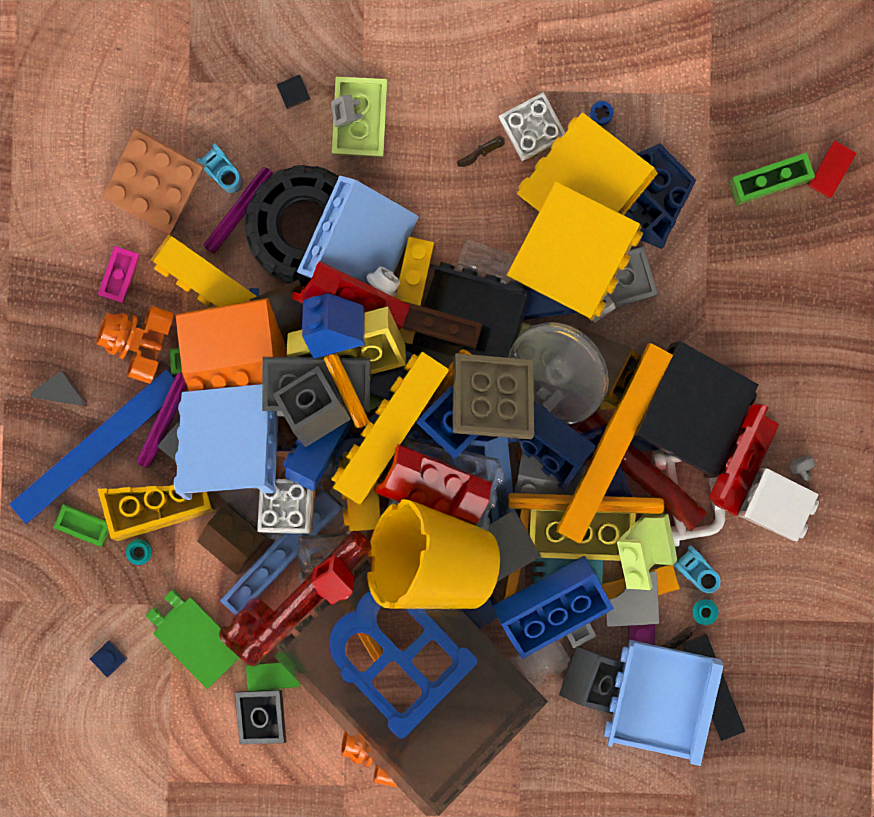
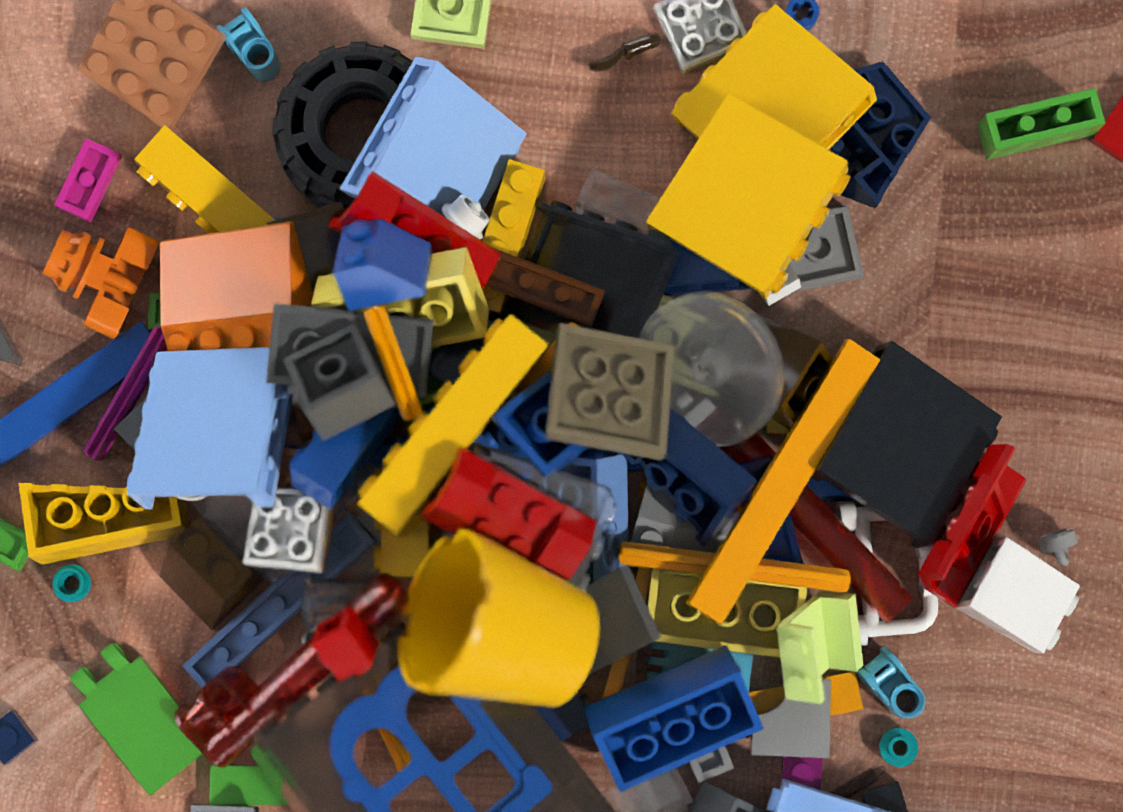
camera: 10 degrees right, 5 degrees down
(236, 213) = (258, 115): magenta axle -> none

